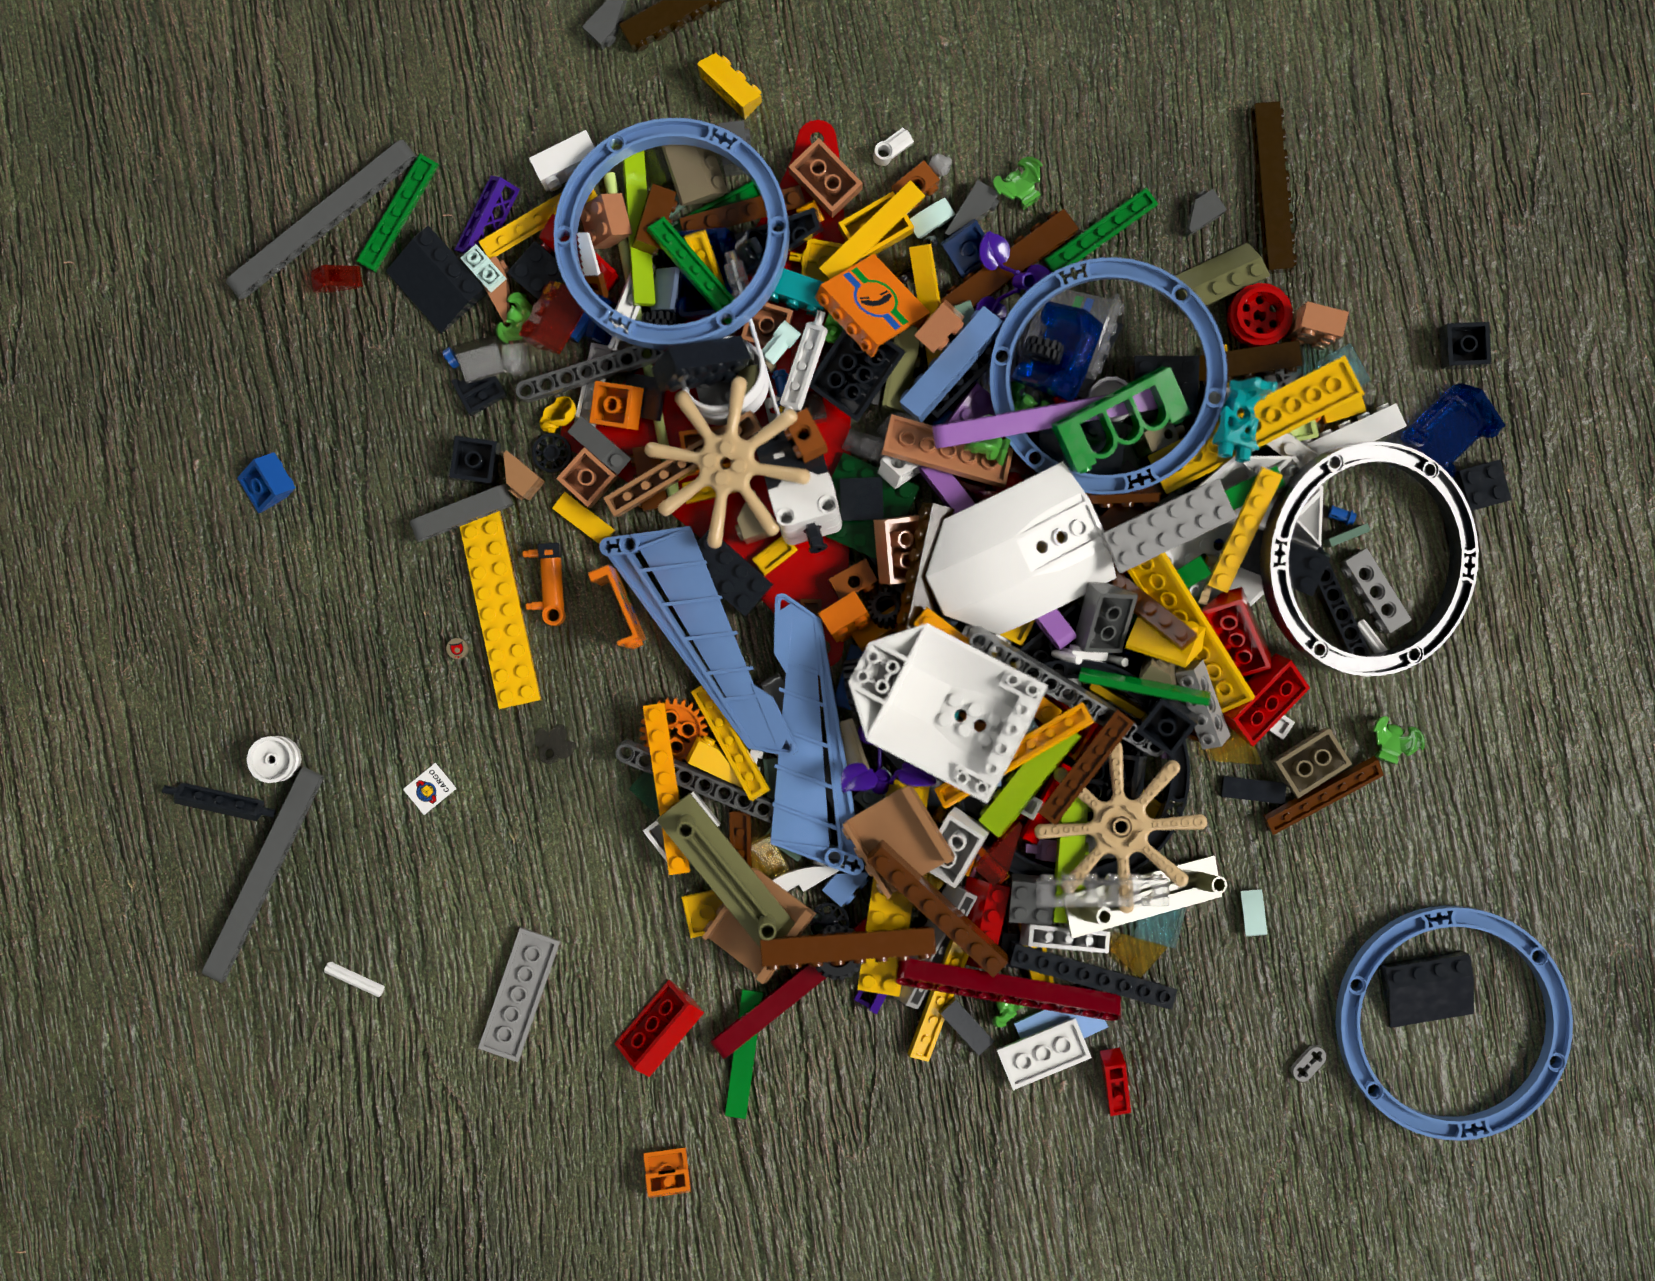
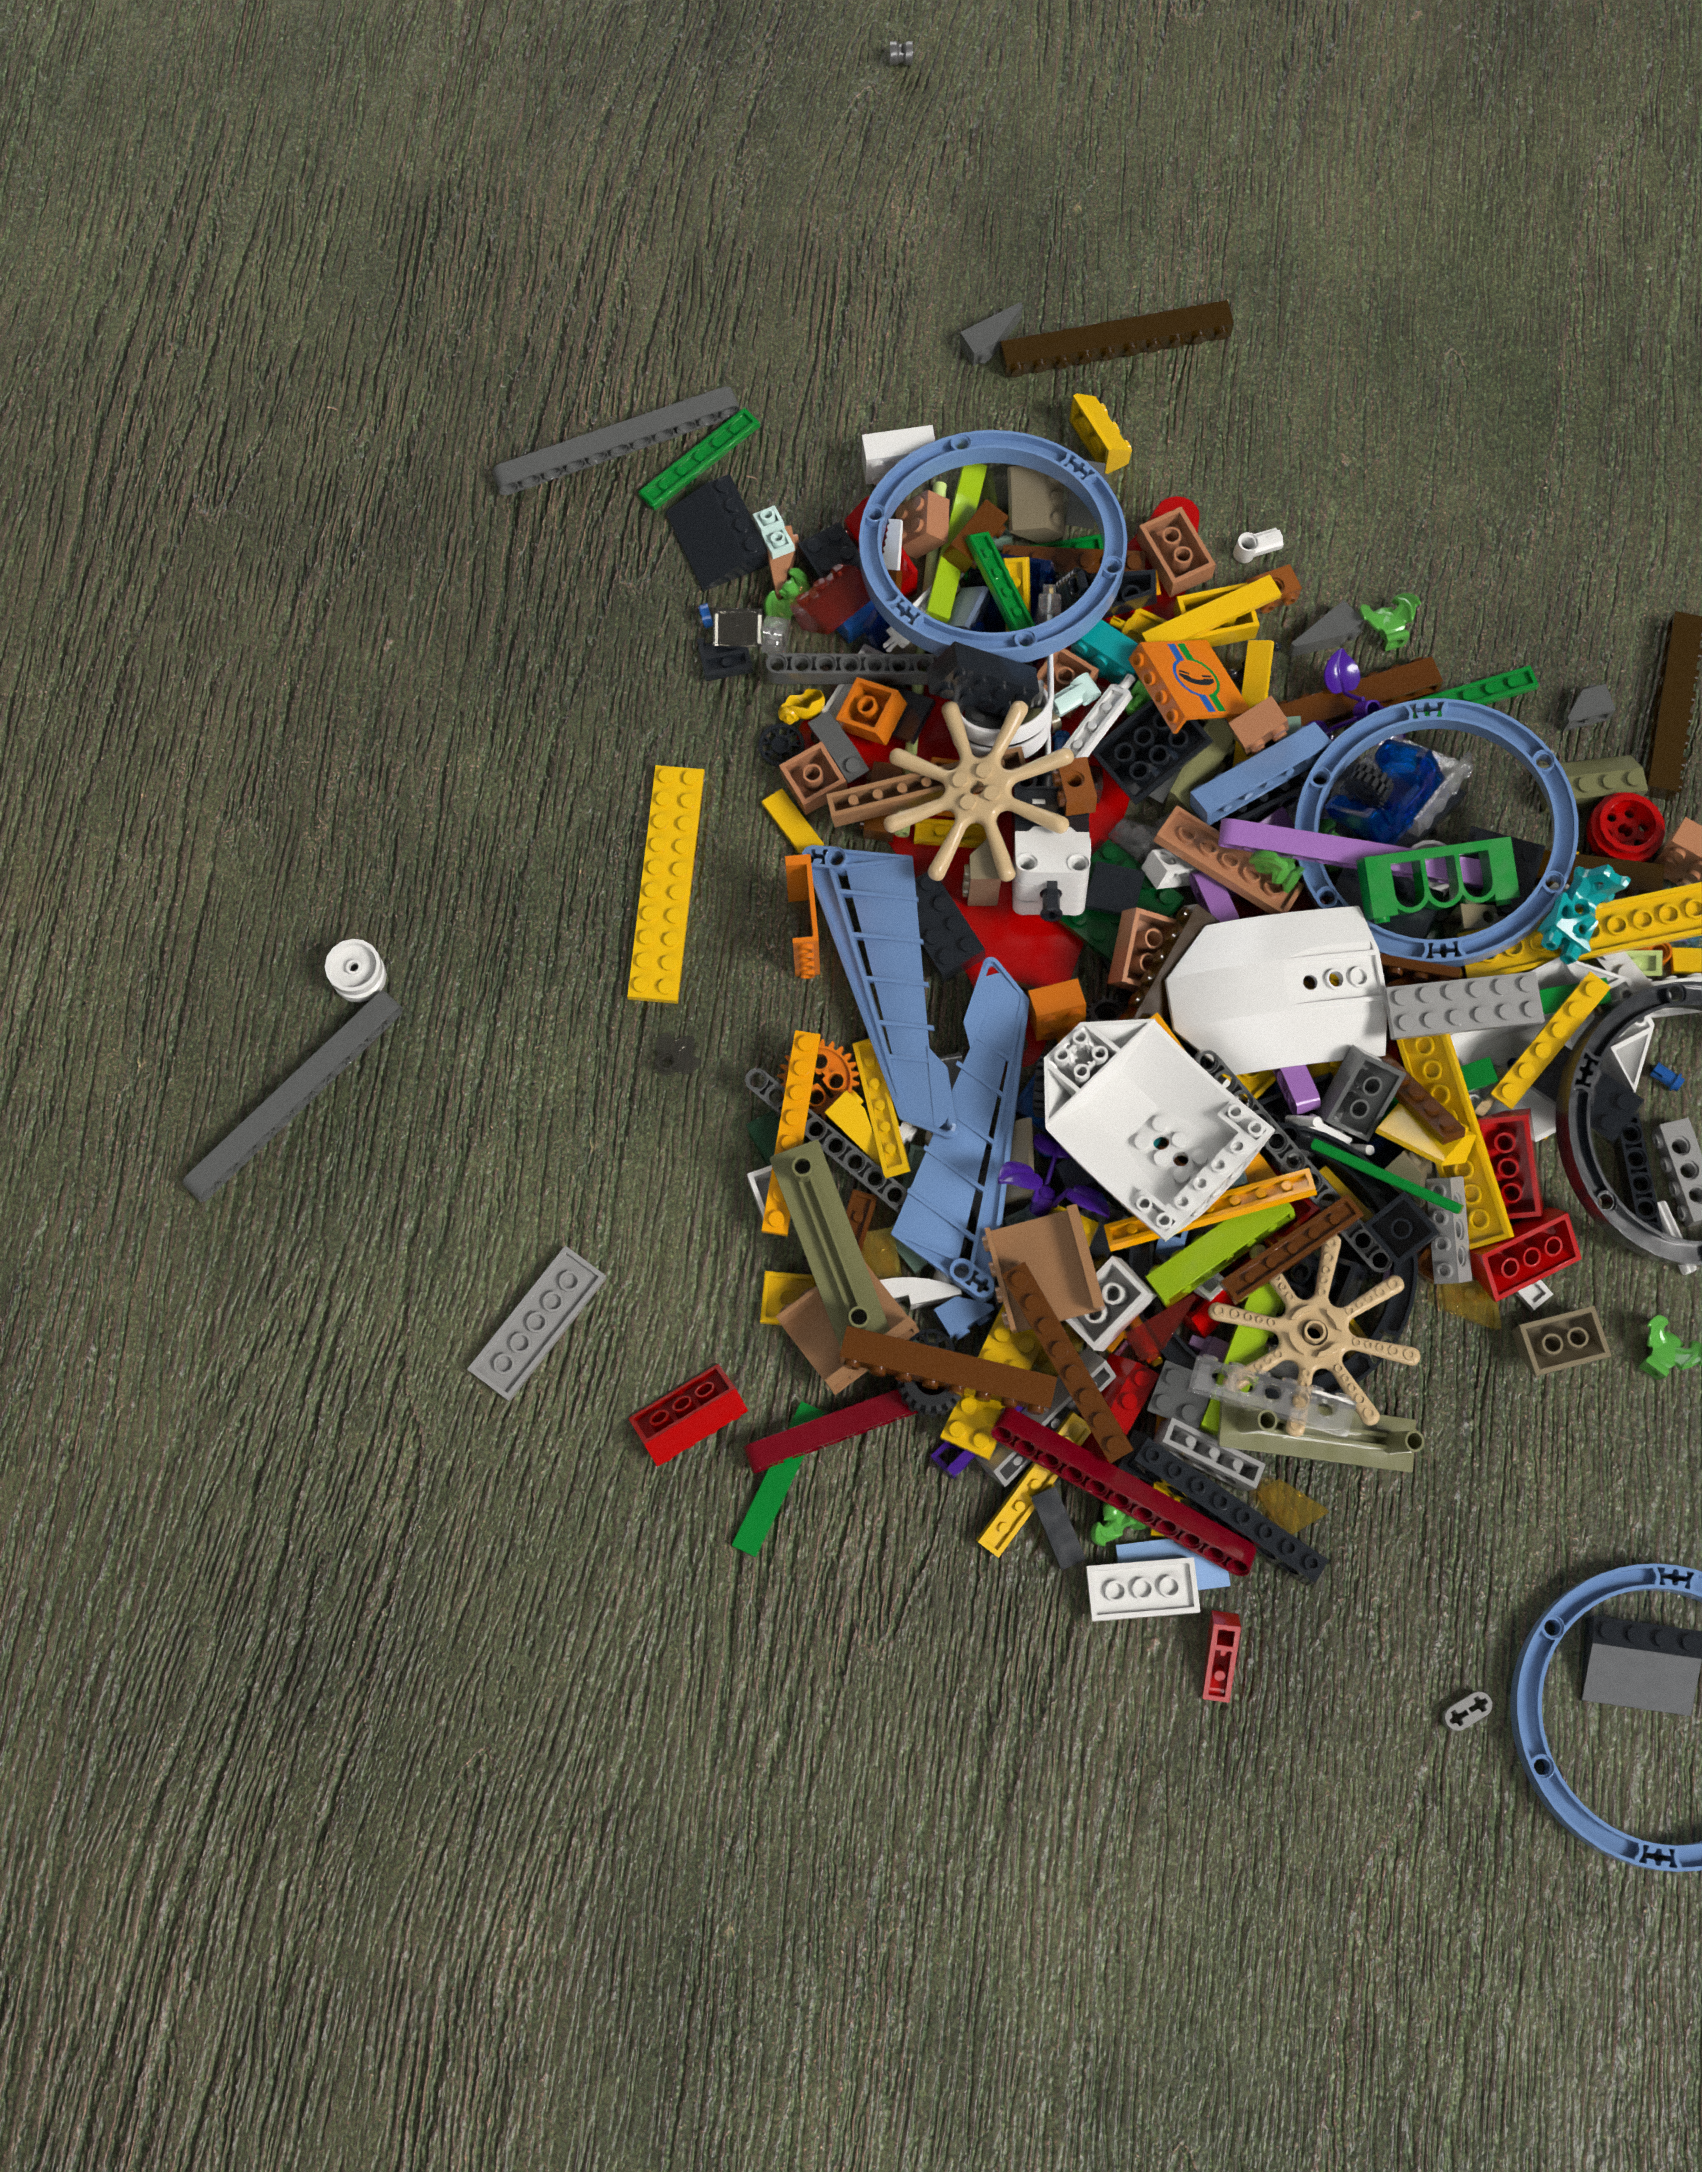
camera: 15 degrees right, 15 degrees down
(219, 801) = (275, 1000): black plate -> none
(266, 482) = (457, 681): blue slope -> none
(336, 278) = (610, 501): clear red slope -> none
(354, 979) = (352, 1246): white axle -> none
(429, 788) = (516, 1062): white sticker -> none
(457, 648) = (603, 918): dark tan tile -> none
(461, 513) = (661, 772): dark grey beam -> none
(475, 460) = (695, 724): black brick -> none
(483, 212) = (792, 481): dark purple fence -> none
(520, 478) = (741, 756): medium nougat slope -> none
(522, 227) = (826, 508): yellow plate -> none
(551, 578) = (742, 852): orange piece -> none
(669, 1183) = (639, 1591): orange brick -> none
(774, 555) = (996, 925): yellow tile -> none
(860, 570) = (1087, 968): dark orange brick -> none
(932, 217) = (1282, 625): light aqua slope -> none
(940, 164) = (1307, 576): light grey piece -> none
(963, 248) = (1307, 666): dark blue plate -> none
(1161, 928) = (1328, 1483): clear light blue plate -> none
(1253, 789) = (1483, 1358): black tile -> none
(1253, 913) = (1446, 1503): light aqua slope -> none
(1323, 795) = (1566, 1389): reddish brown plate -> none
(1352, 533) = (1669, 1100): sand green tile -> none

